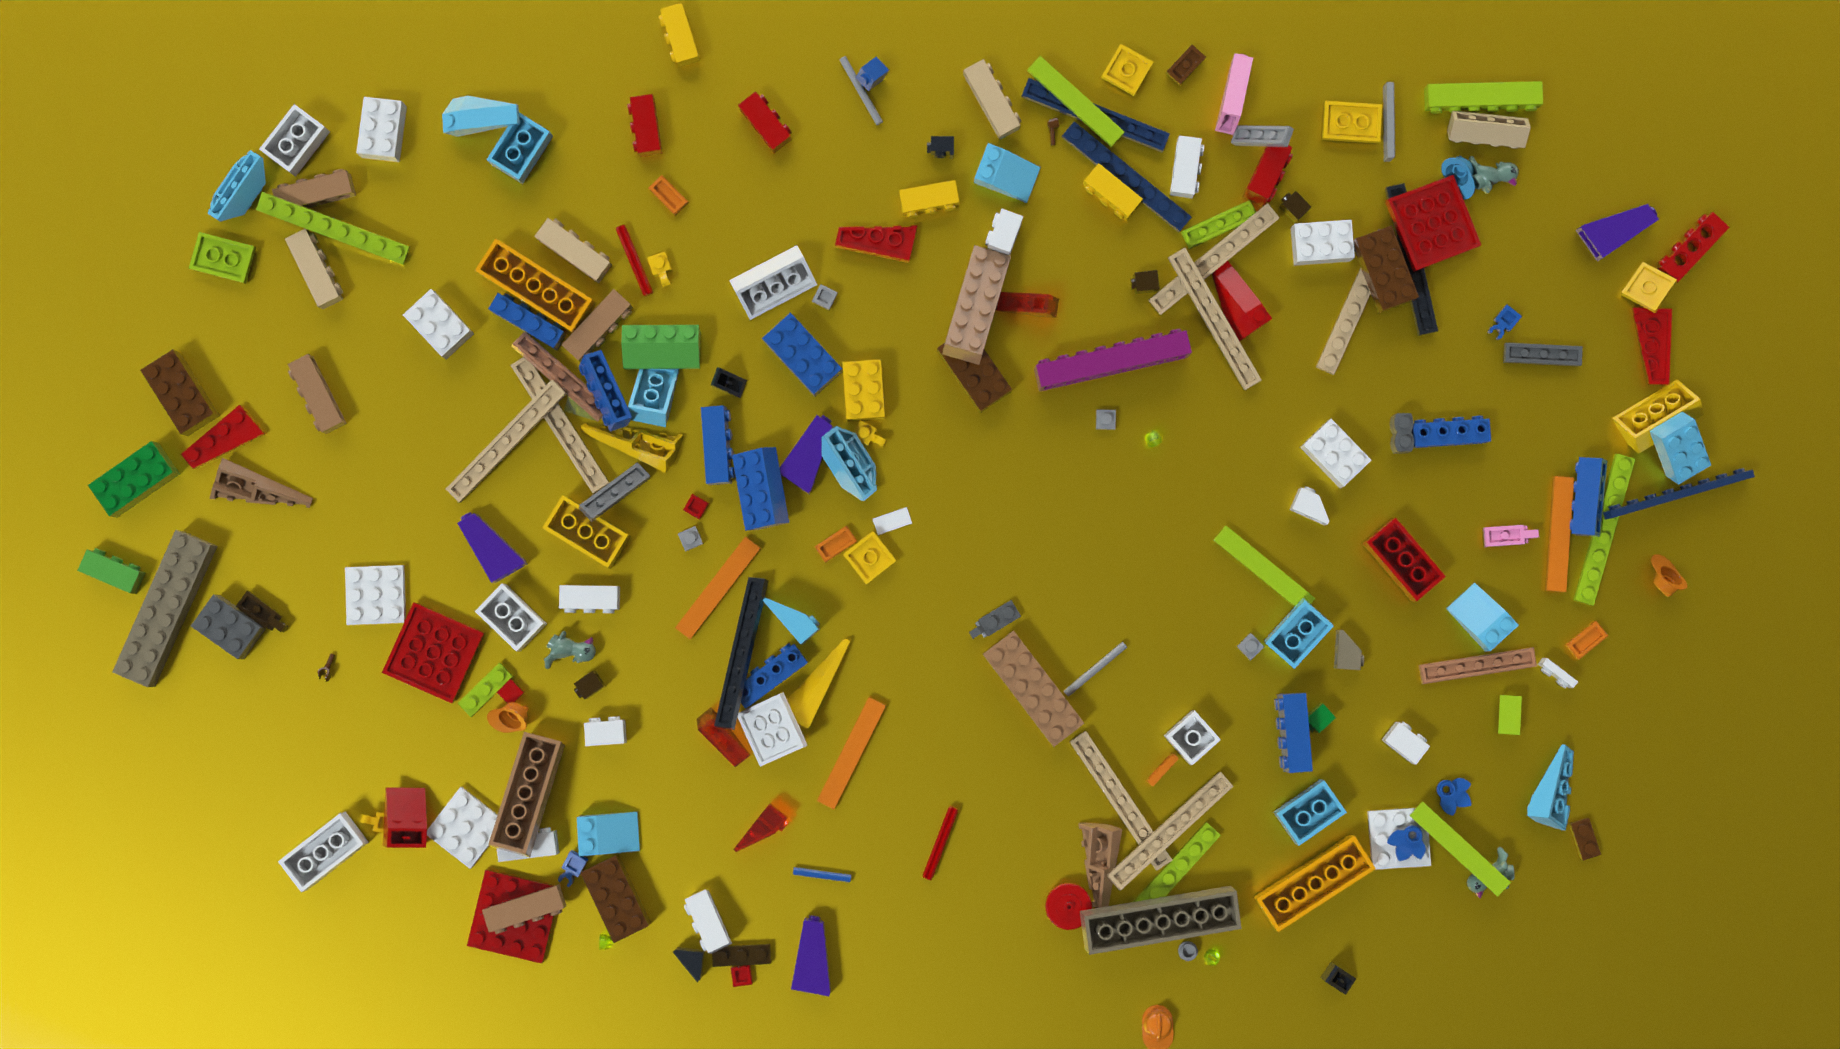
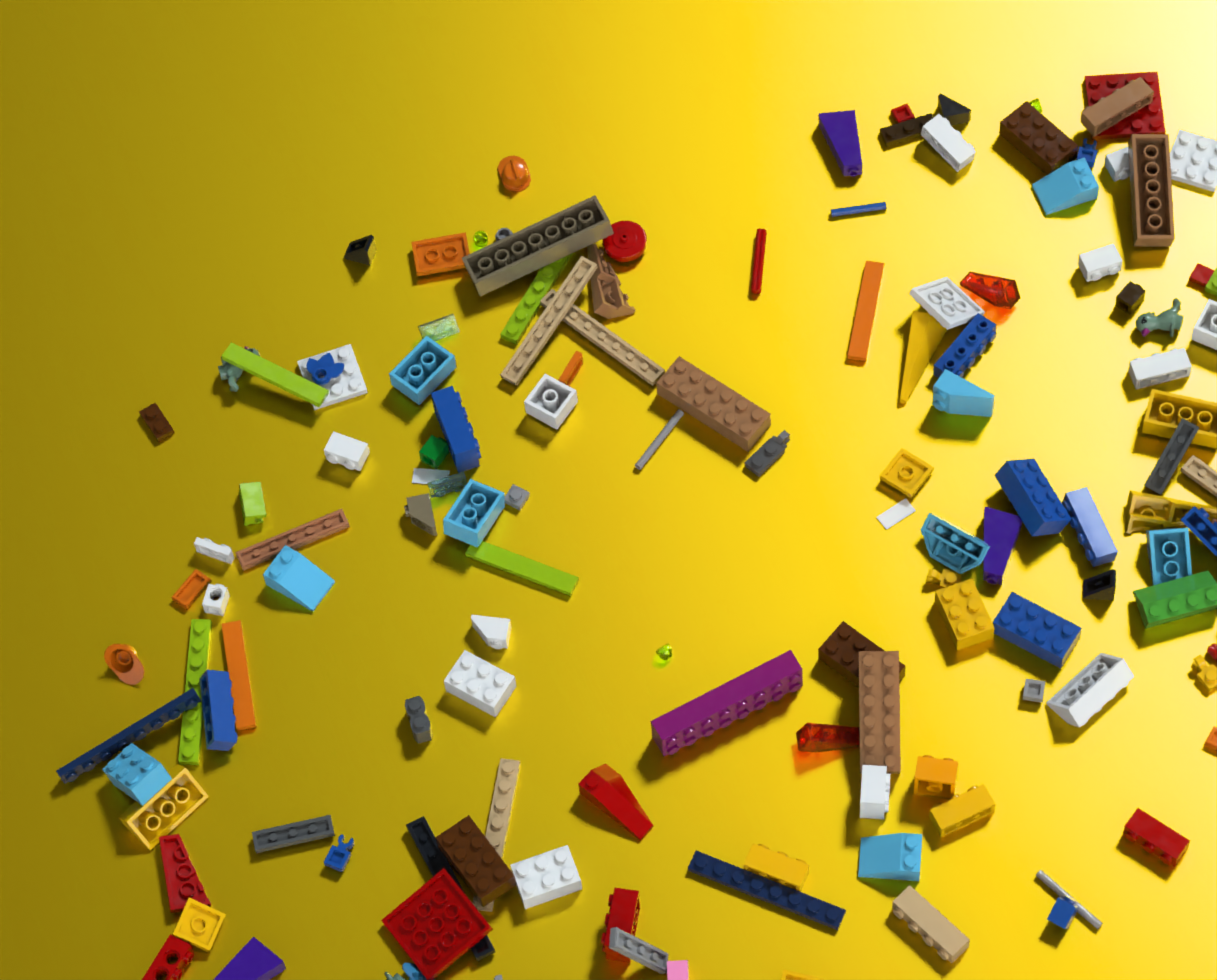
camera: 170 degrees right, 25 degrees down
(509, 718) = (1192, 253): orange piece -> none
(690, 538) = (1084, 445): light grey plate -> none
(696, 506) = (1089, 474): red tile -> none
(718, 588) = (1041, 411): orange tile -> none
(741, 653) = (998, 355): black plate -> none
(766, 825) = (924, 229): clear red slope -> none
(835, 544) = (943, 478): orange tile -> none
(880, 241) = (996, 757): red wing -> none
(941, 146) = (966, 863): black brick -> none
(943, 231) = (935, 777): none -> light orange brick
(1053, 124) = (859, 919): reddish brown hand -> none
(1075, 101) = (842, 942): lime tile -> none
(1105, 419) = (716, 657): light grey plate -> none
(1133, 129) = (817, 939): dark blue plate -> none
(1145, 282) = (716, 790): dark brown brick -> none
(1186, 167) = (707, 913): white brick -> none
(1214, 318) = (637, 772): tan plate -> none
(1217, 256) = (653, 830): tan plate -> none
(1218, 224) = (659, 867): lime tile -> none
(1257, 949) = (440, 254): none -> orange plate
(1281, 859) = (439, 328): none -> clear light blue plate
(1294, 206) = (584, 905): dark brown brick -> none
(1306, 676) = (447, 484): none -> clear light blue plate
(1314, 882) = (402, 314): light orange brick -> none
(1327, 696) = (424, 476): none -> white sticker
(1404, 560) = (388, 605): red brick -> none
(1451, 432) = (370, 734): blue brick -> none
(1455, 796) = (287, 425): blue plate -> none
(1508, 535) = (289, 658): bright pink hinge -> none
(1549, 800) = (196, 441): medium azure wedge -> none
(1574, 617) = (218, 606): none -> white brick

